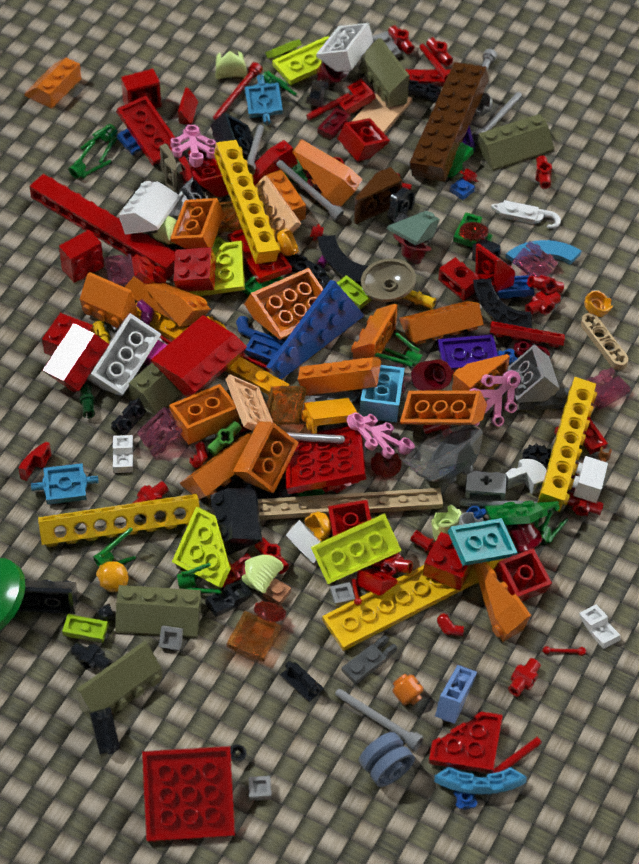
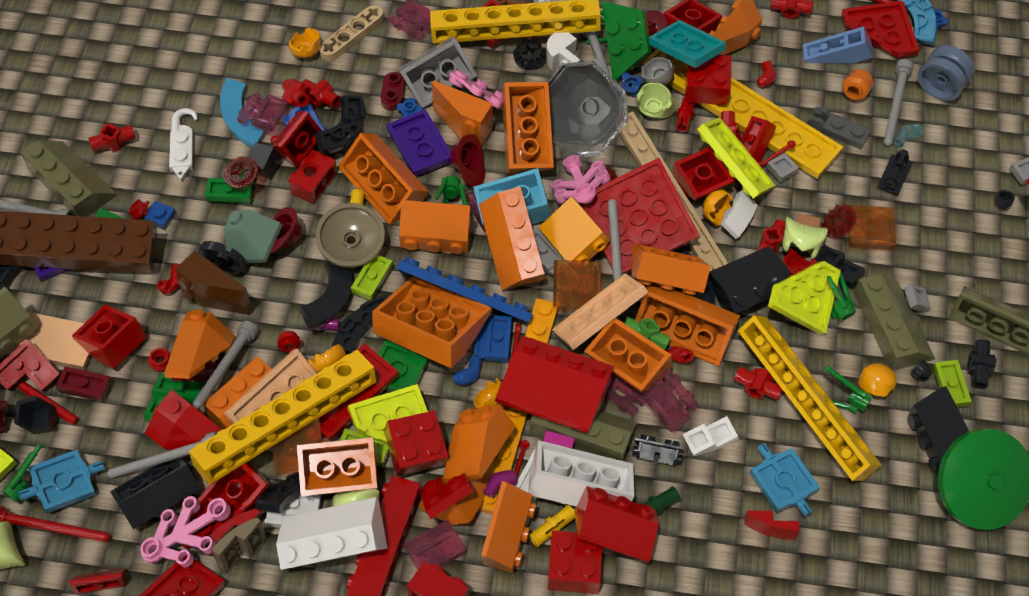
camera: 110 degrees left, 5 degrees up
(342, 712) = (908, 132): none -> clear light blue arm
(534, 335) = (372, 95): red plate -> none

